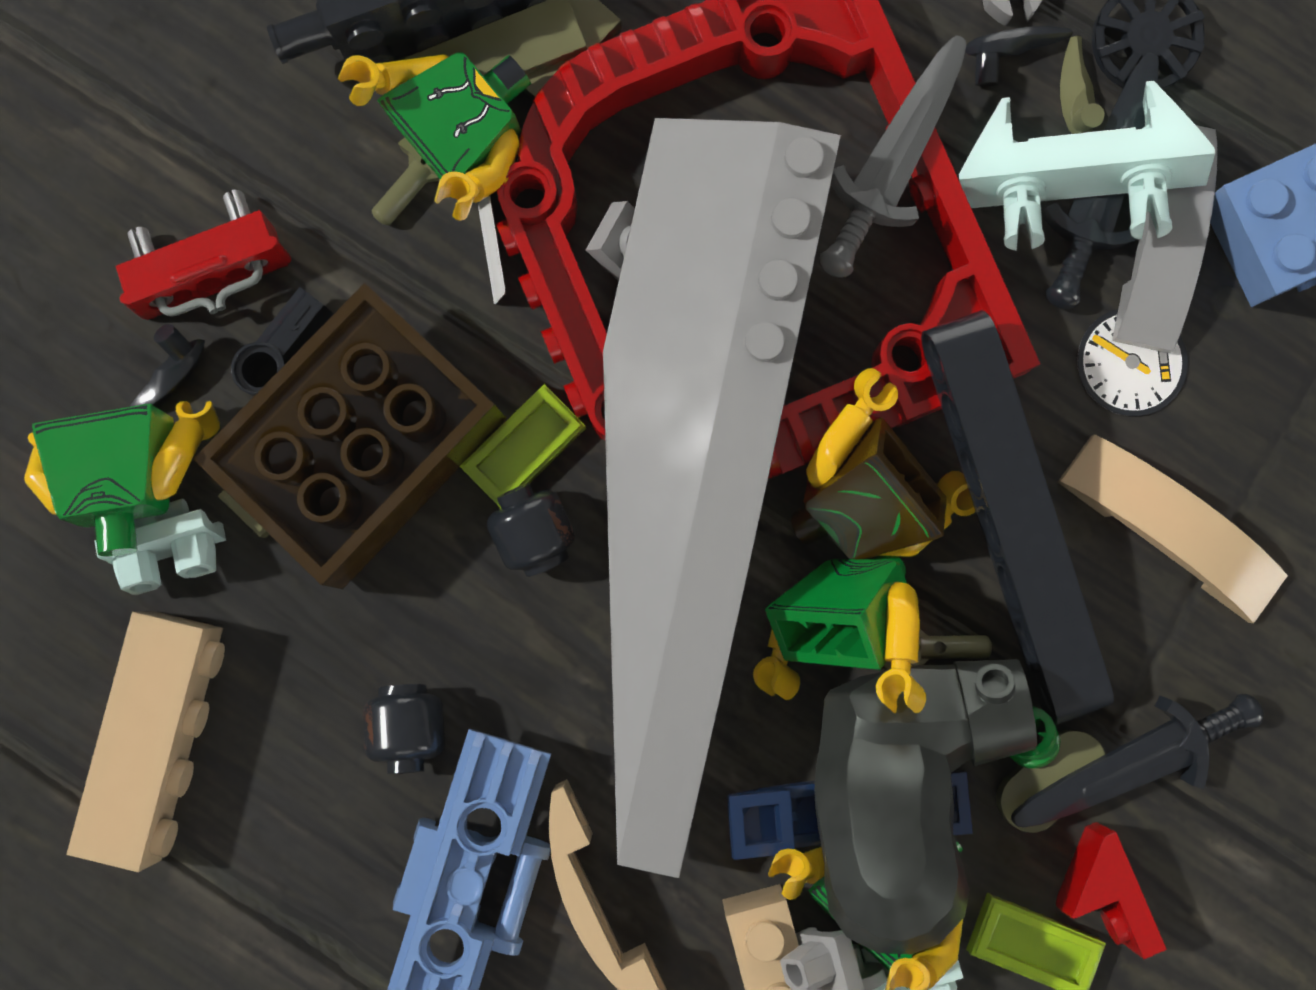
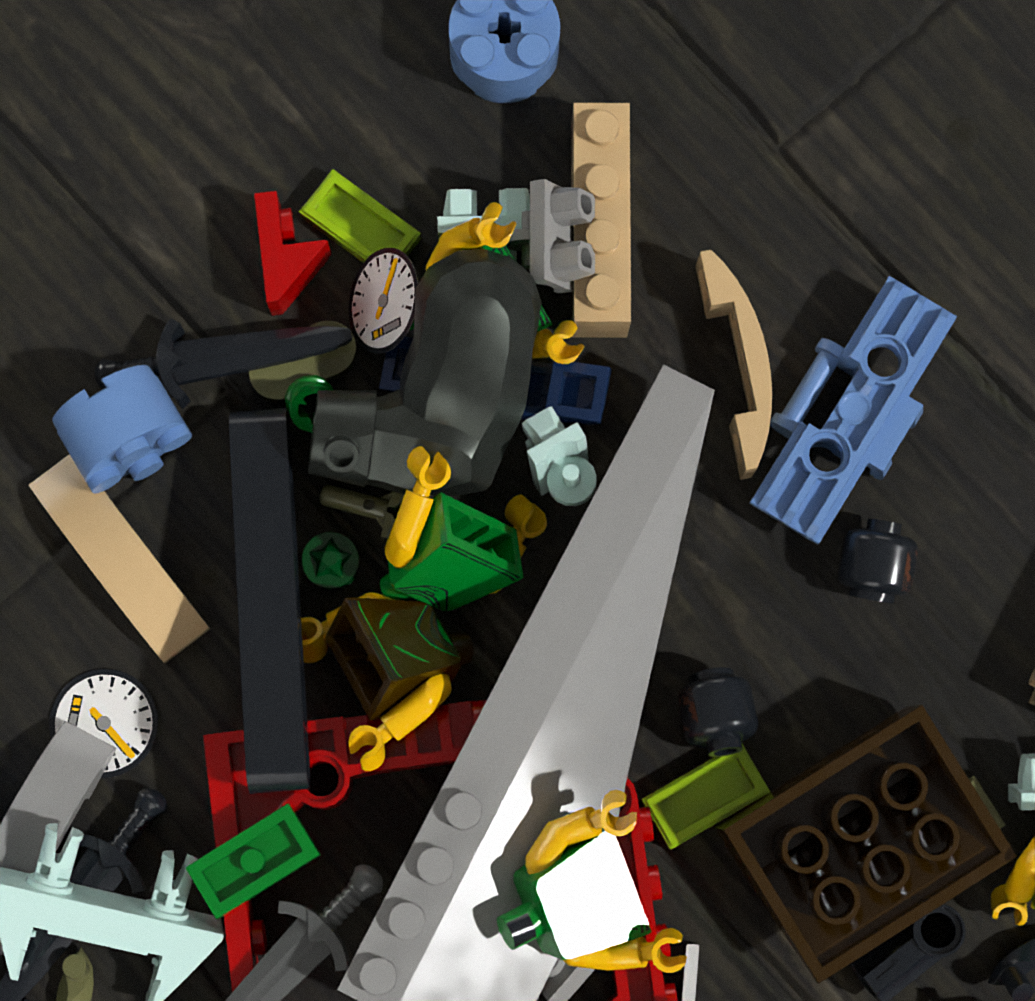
camera: 170 degrees left, 5 degrees down
(616, 291) = (583, 897): none -> torso
(760, 745) = (559, 459): none -> light aqua hips
(955, 249) = (252, 861): none -> green plate
(960, 580) = (330, 561): none -> dark green tile
(991, 868) = (383, 300): none -> white sticker
(1225, 655) = (121, 428): none -> medium blue brick

